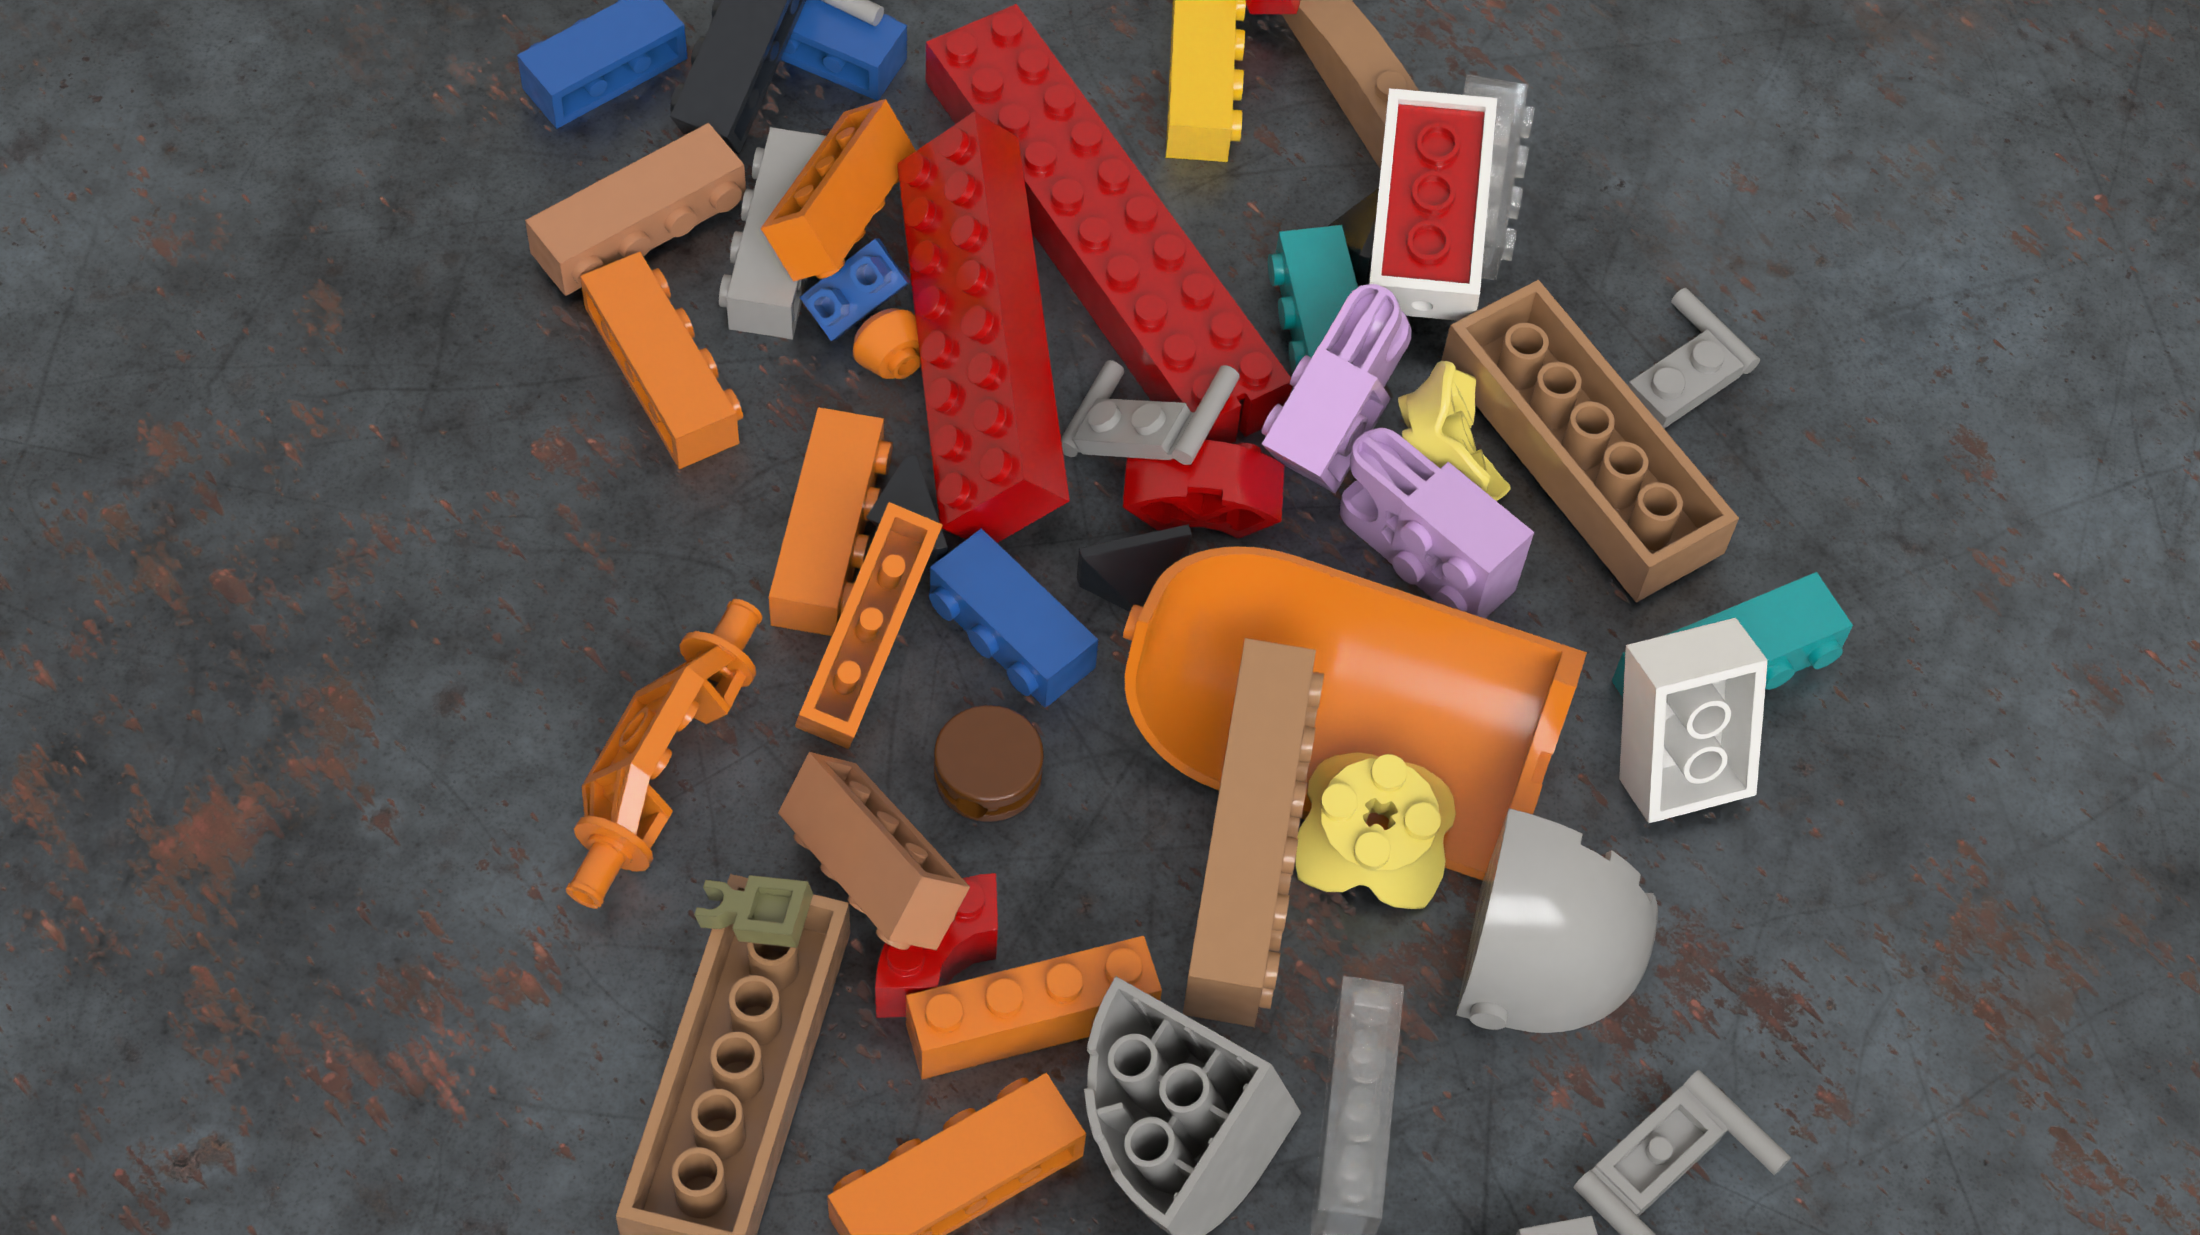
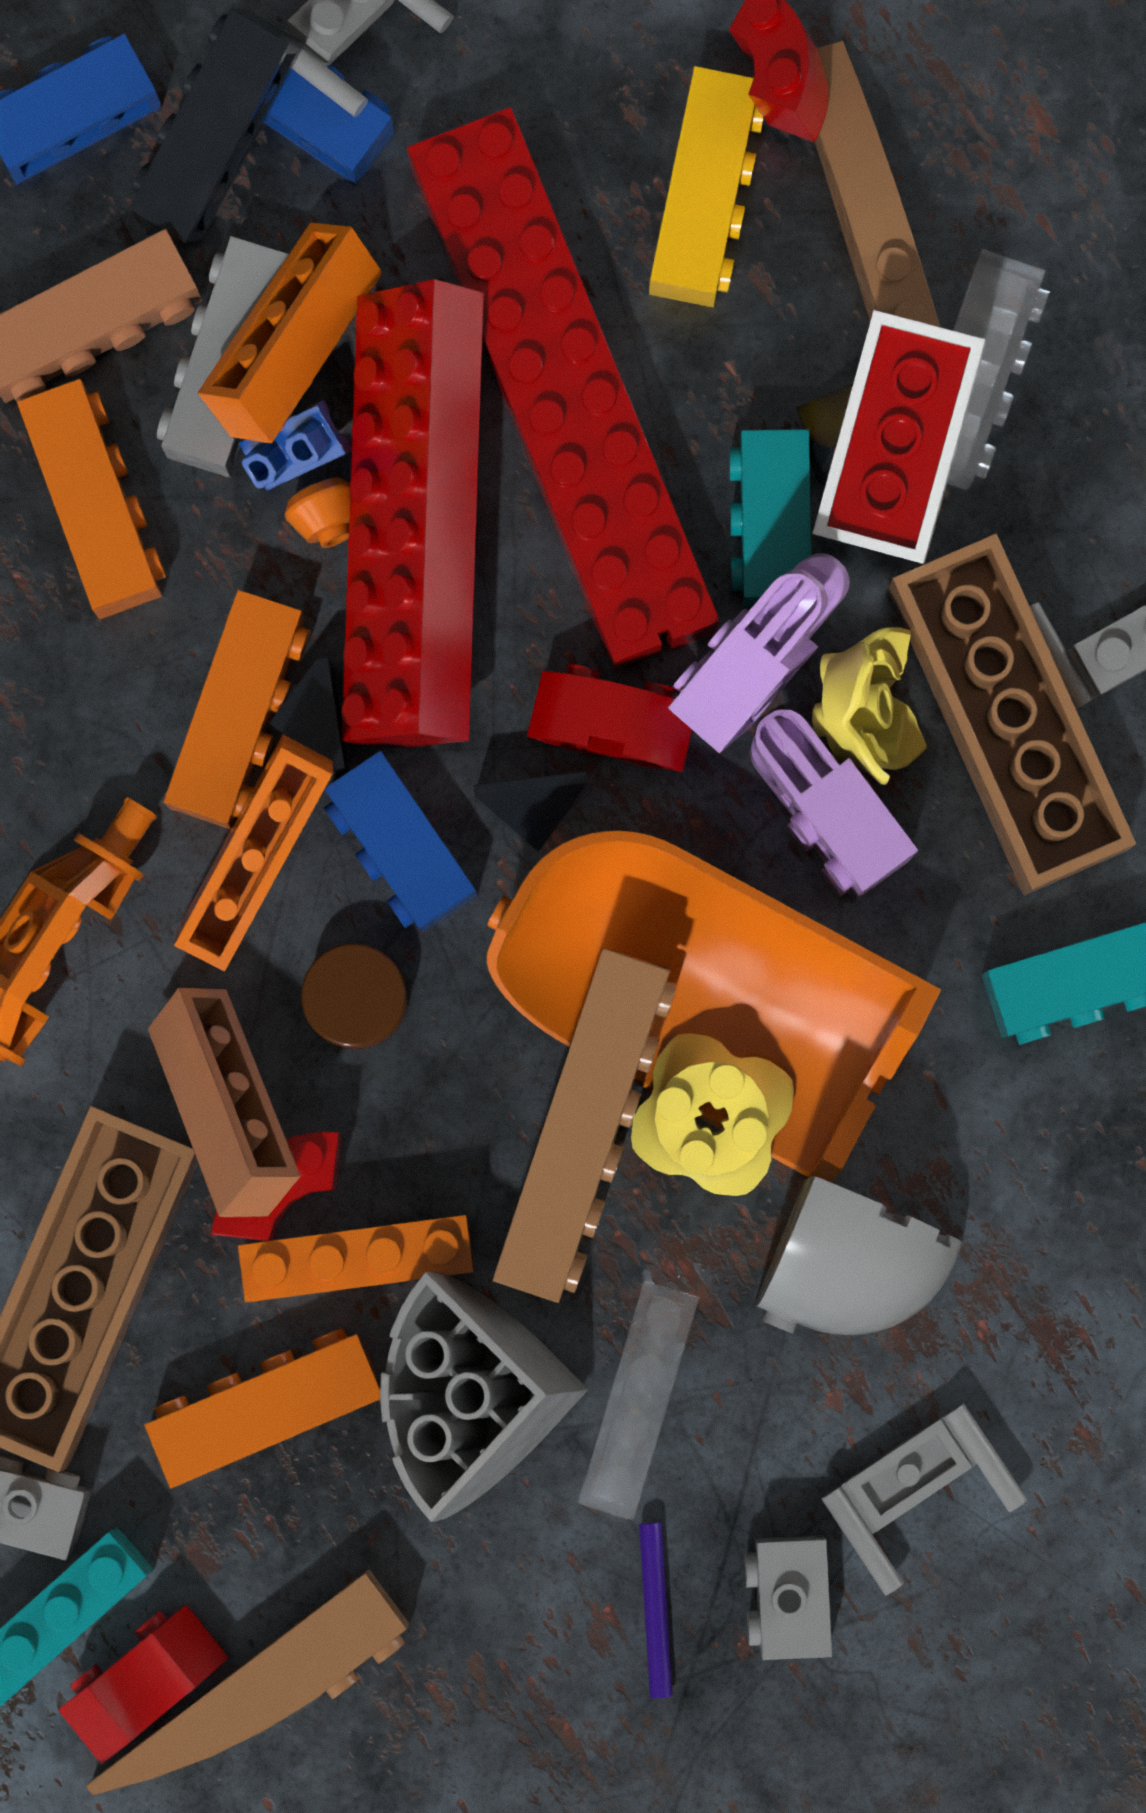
camera: 15 degrees right, 25 degrees up
(764, 913) = (113, 1159): olive plate -> none
(1143, 427) = (556, 653): light grey plate -> none
(1692, 719) = (1031, 1067): white brick -> none

